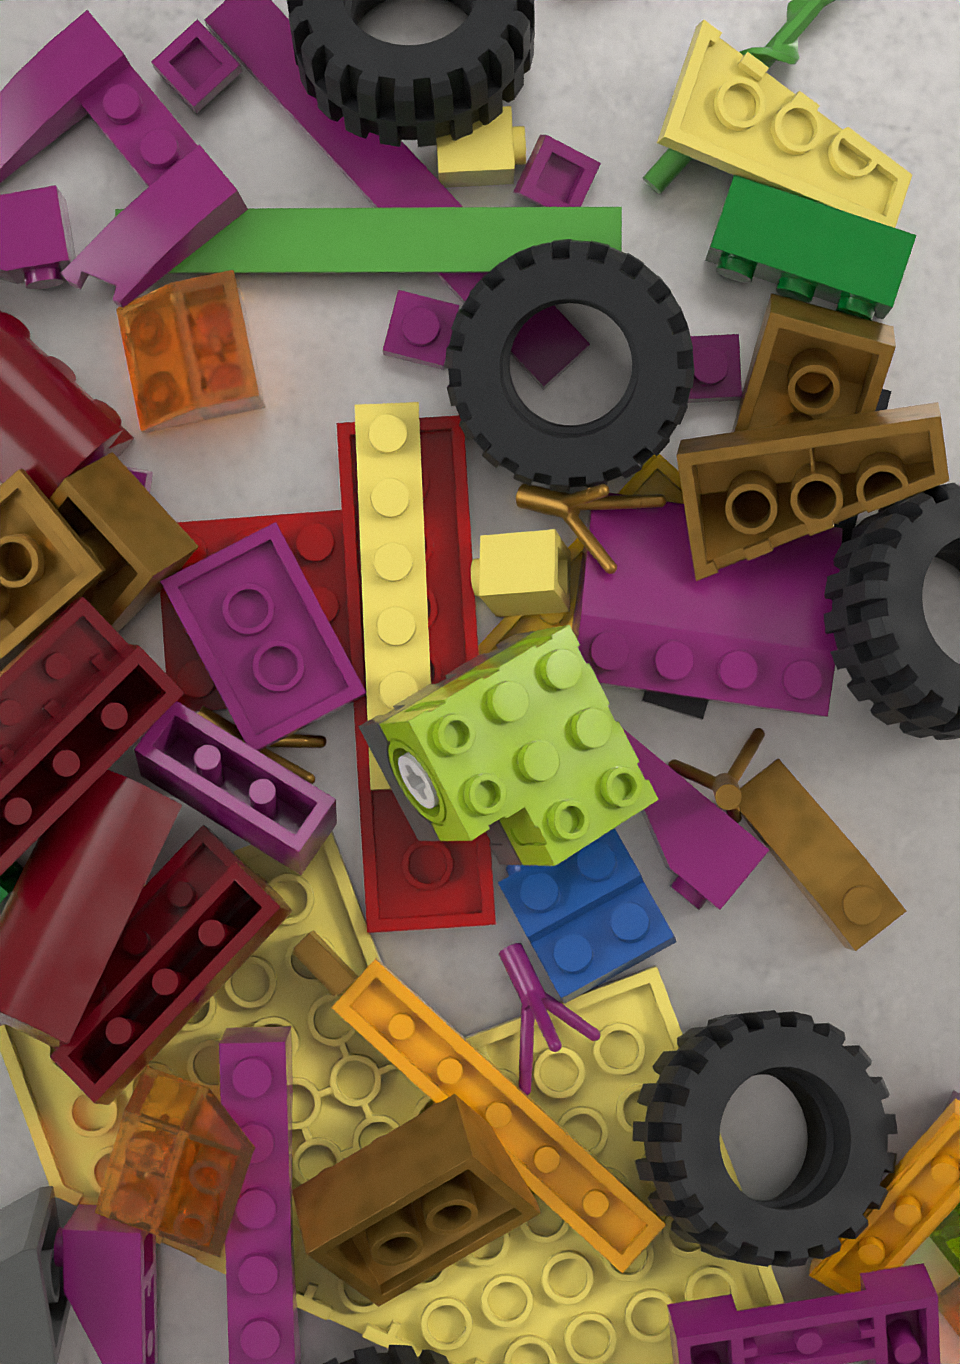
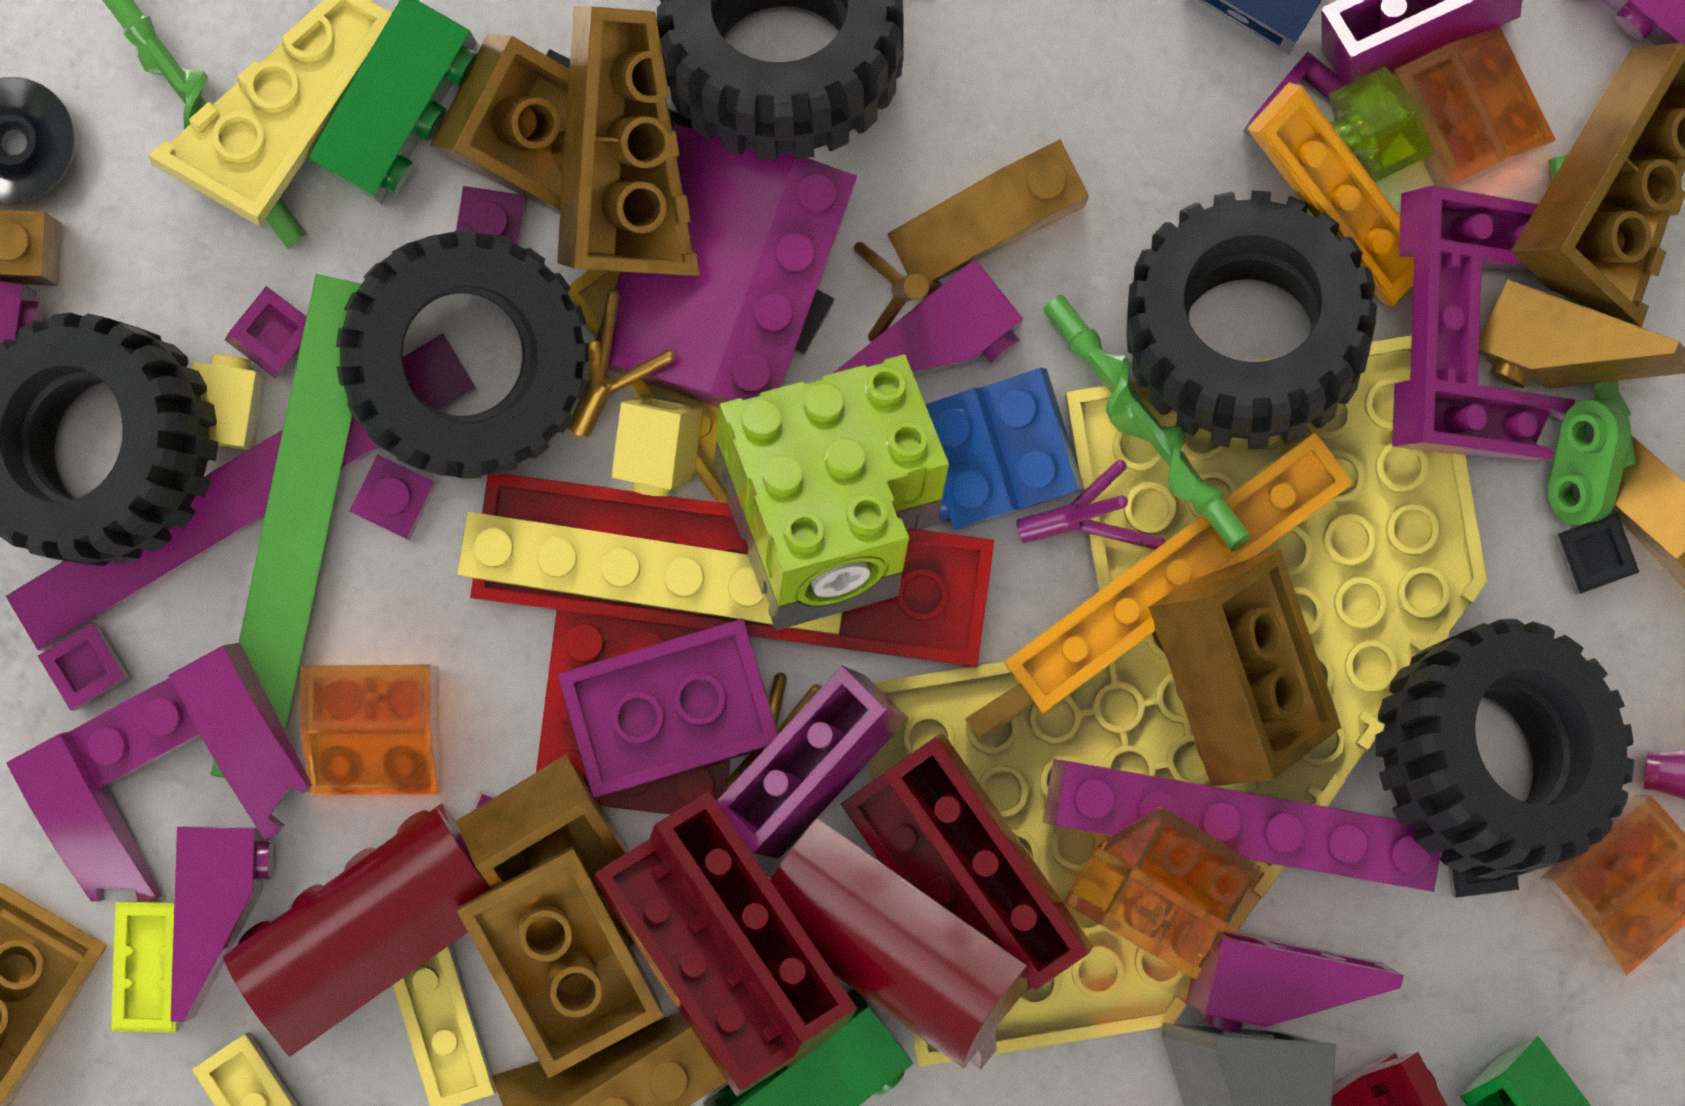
camera: 75 degrees left, 0 degrees up
(643, 1038) = (1133, 418): none -> bright green piece

